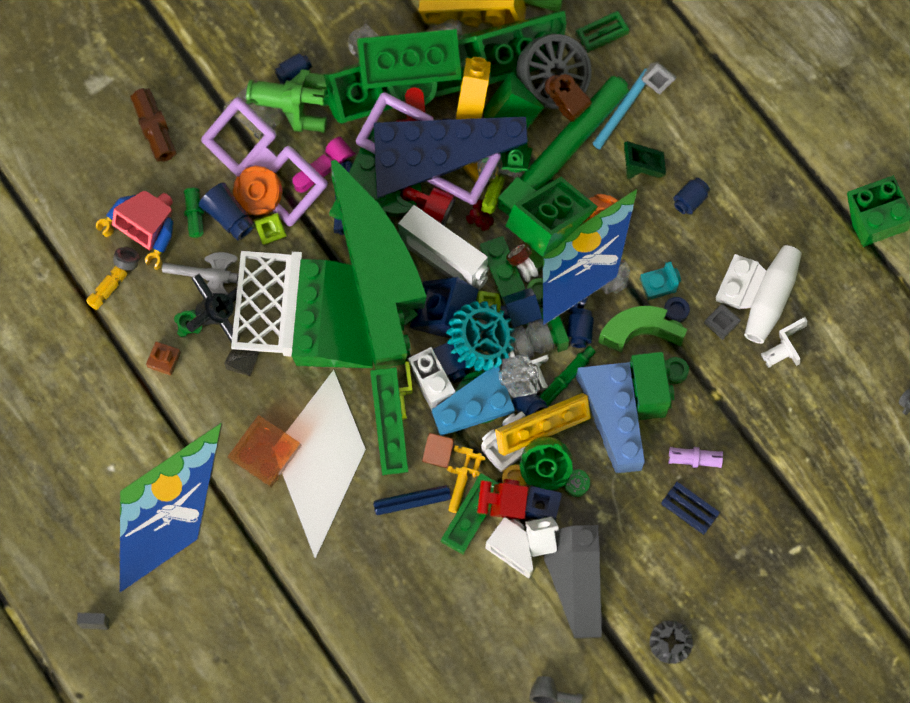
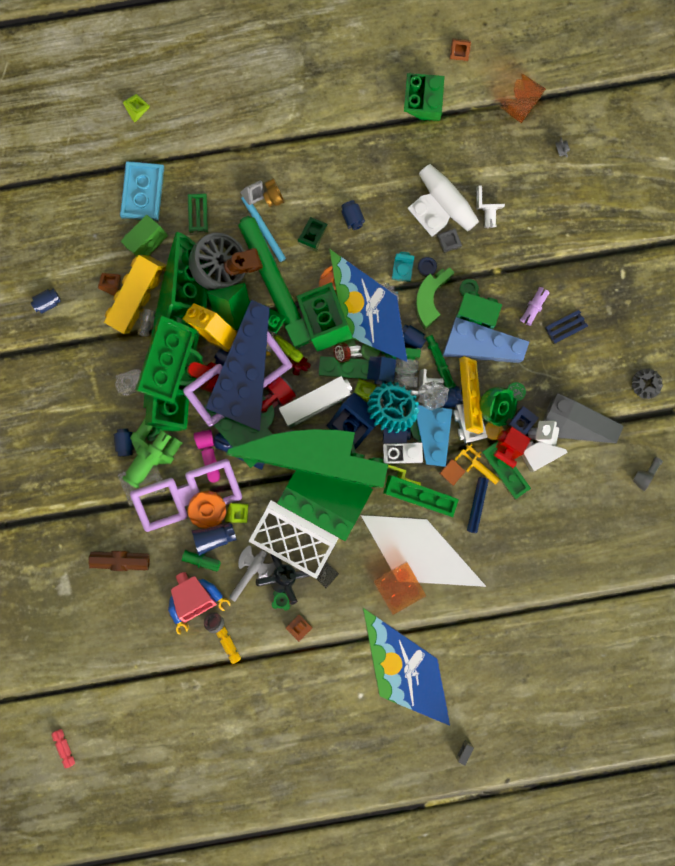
camera: 65 degrees left, 15 degrees up
(668, 99) = (273, 195): none -> pearl gold piece

